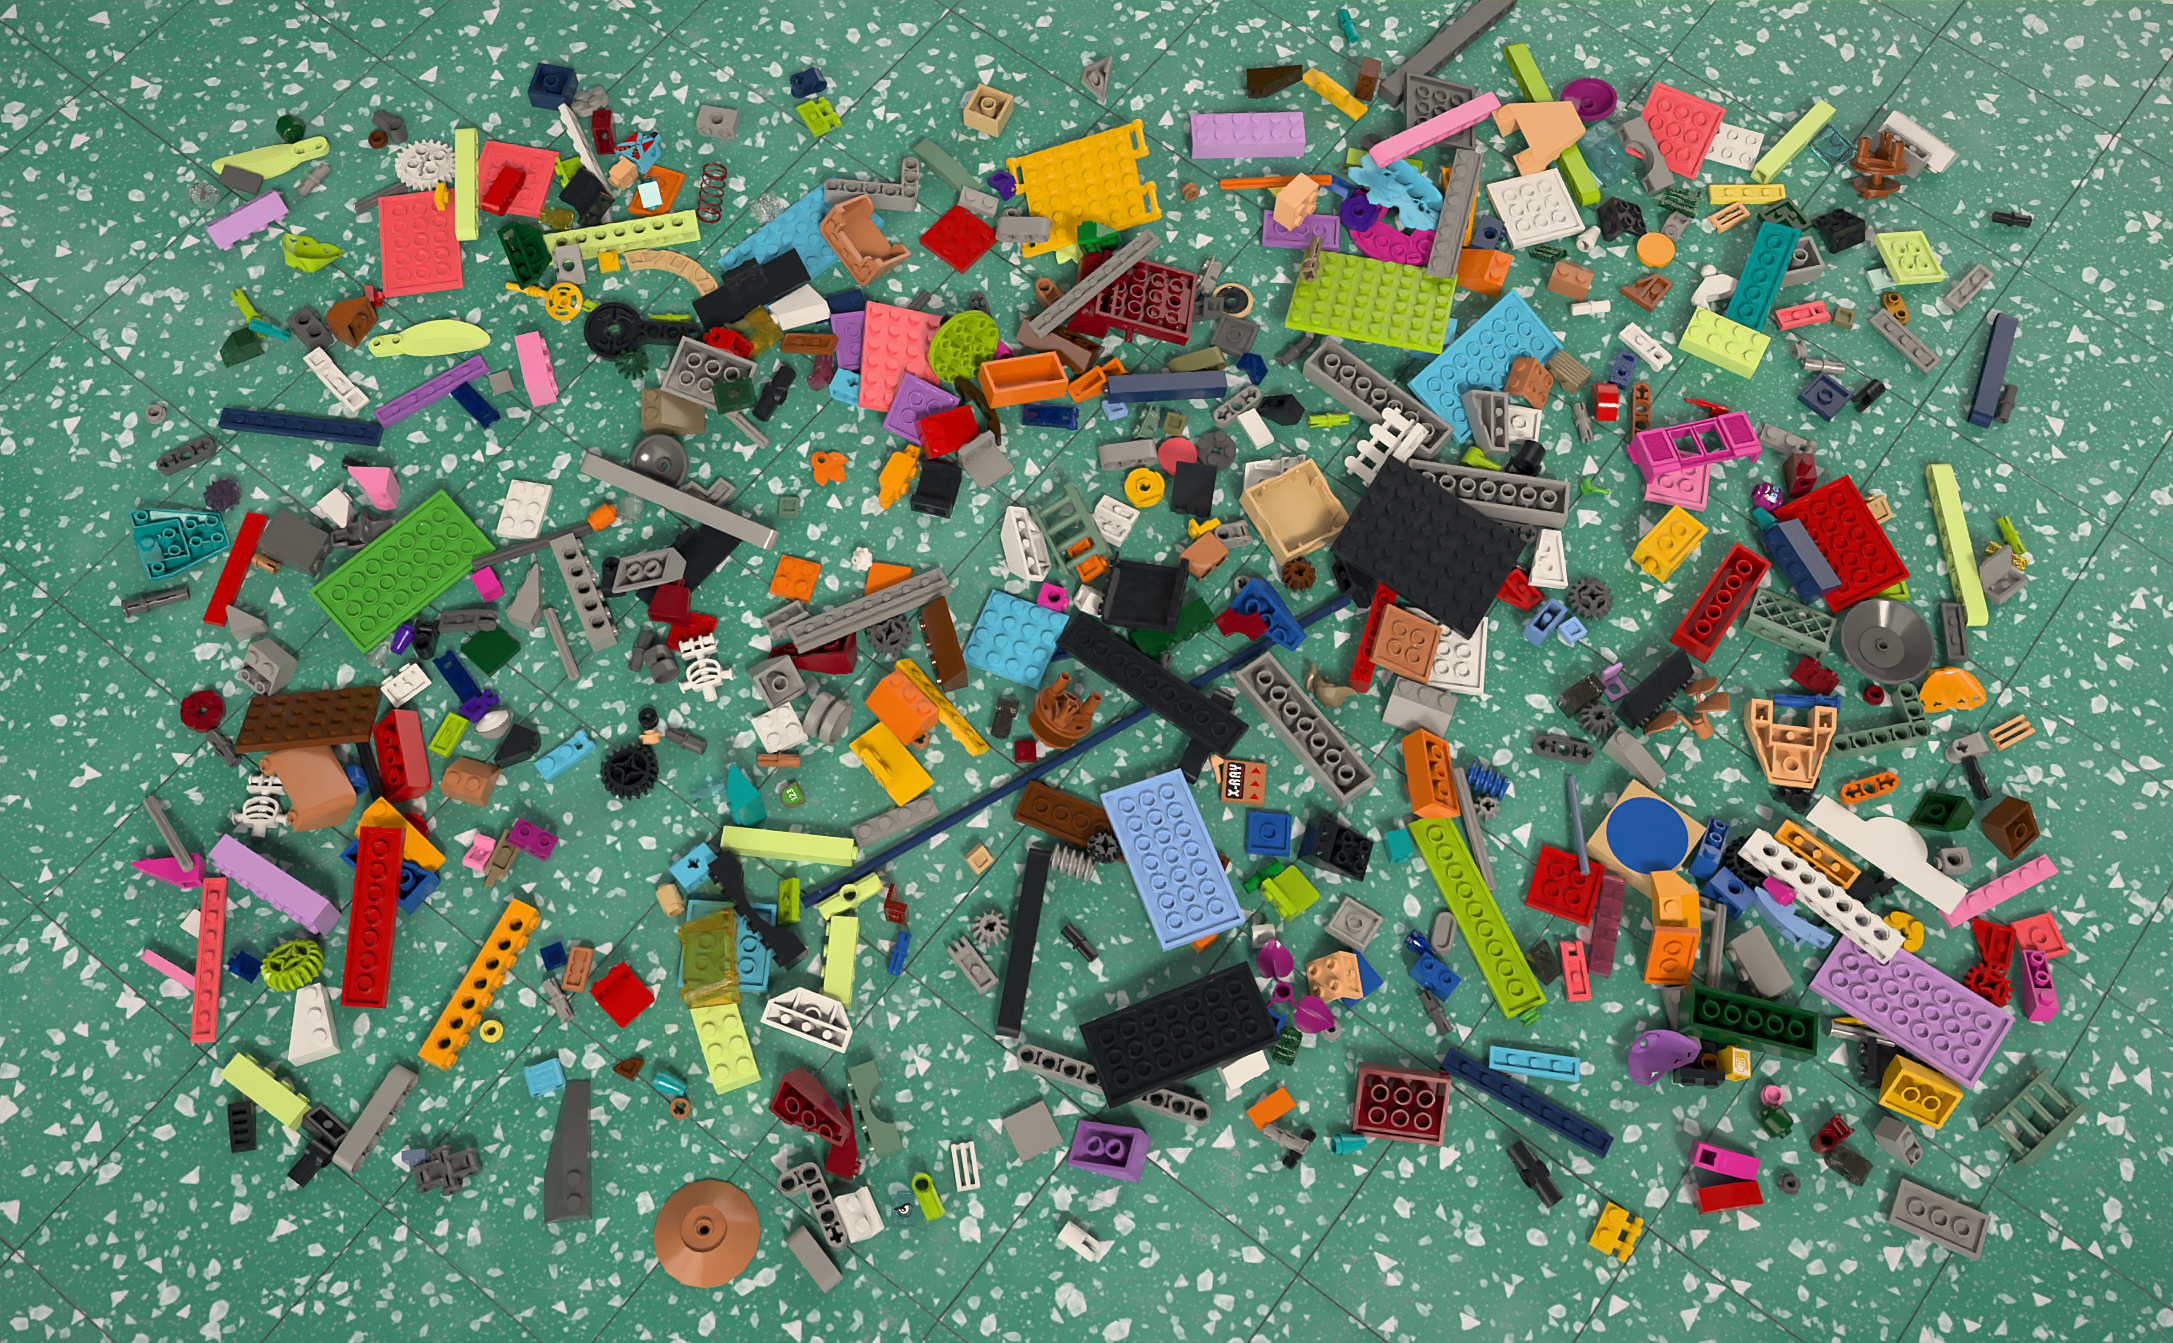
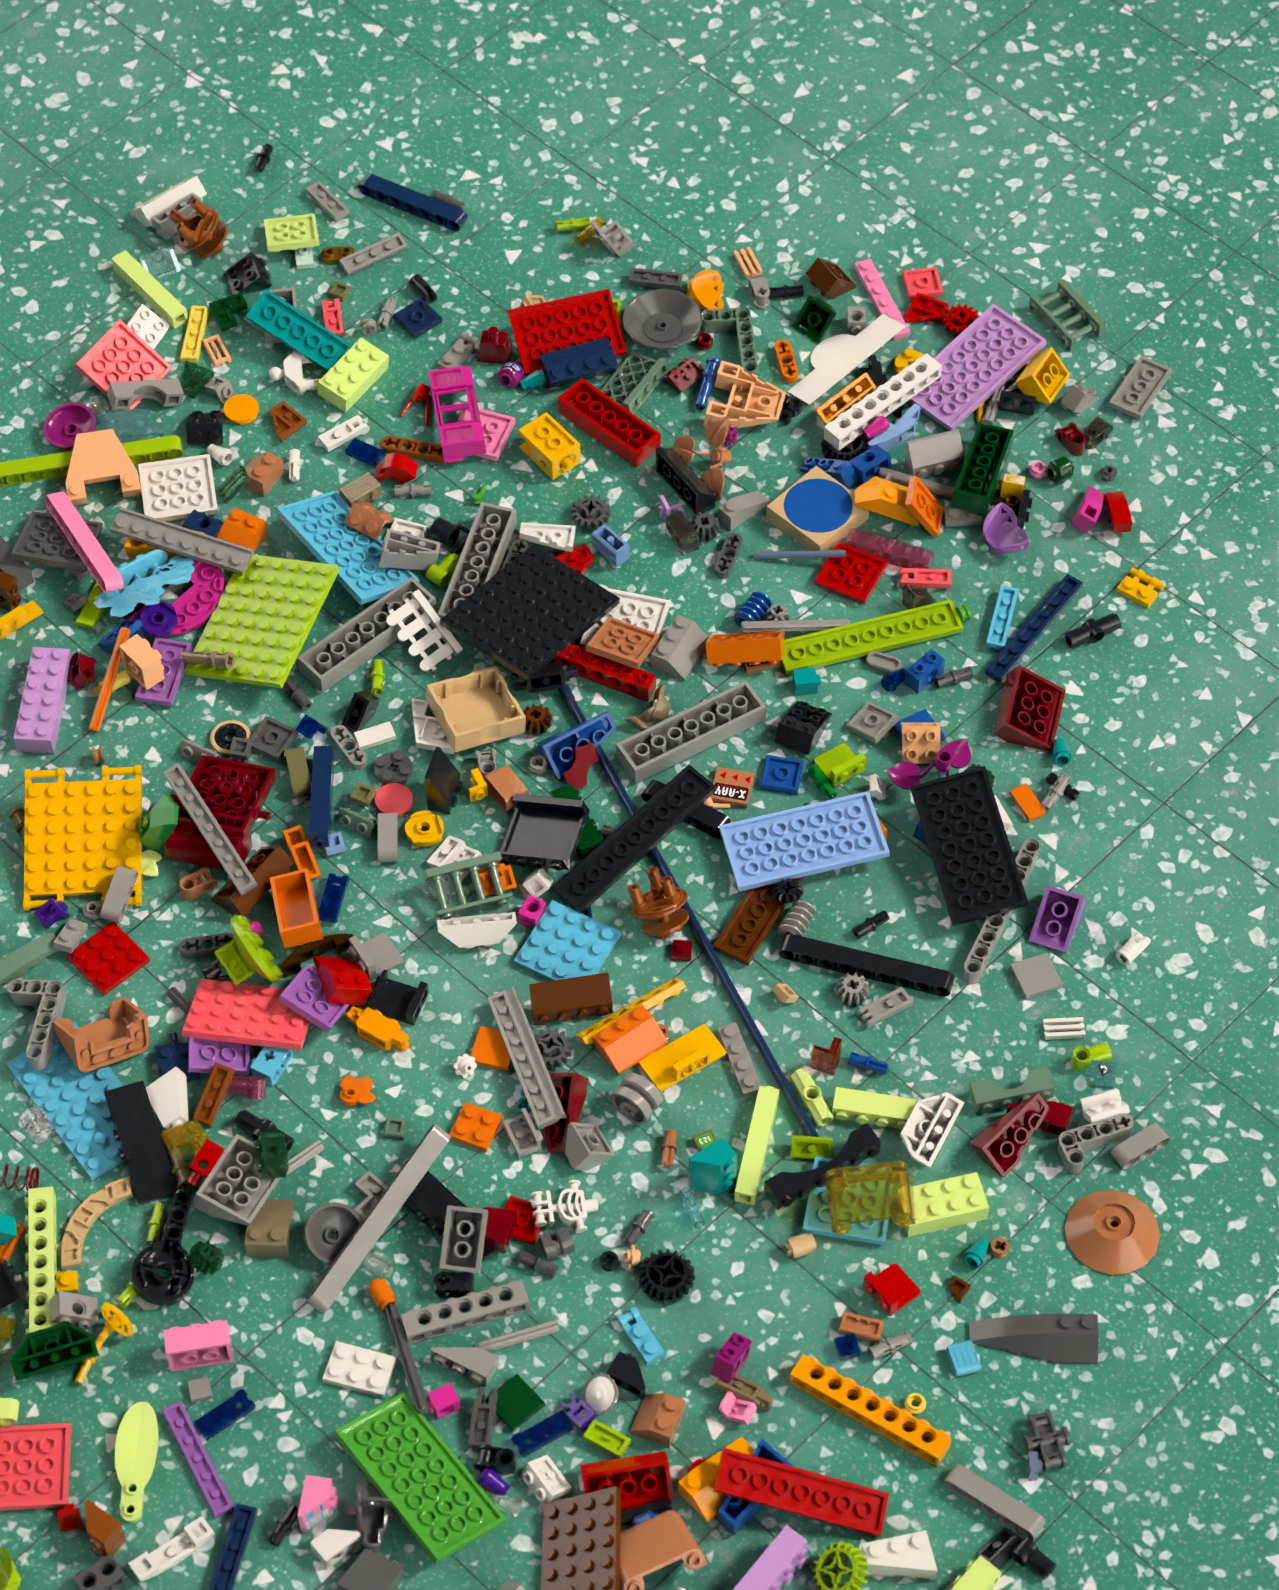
camera: 80 degrees left, 10 degrees down
(688, 876) = (771, 1222): medium azure brick -> none
(779, 729) = (635, 1149): white plate -> none
(1005, 711) = (641, 959): clear smoke piece -> none
(1290, 160) = (81, 670): none -> dark red piece
(1572, 630) = (620, 528): light blue plate -> none
(1736, 731) = (731, 436): none -> magenta gear
(1956, 544) = (572, 259): yellowish green beam -> none
(2037, 987) = (966, 290): dark pink slope -> none

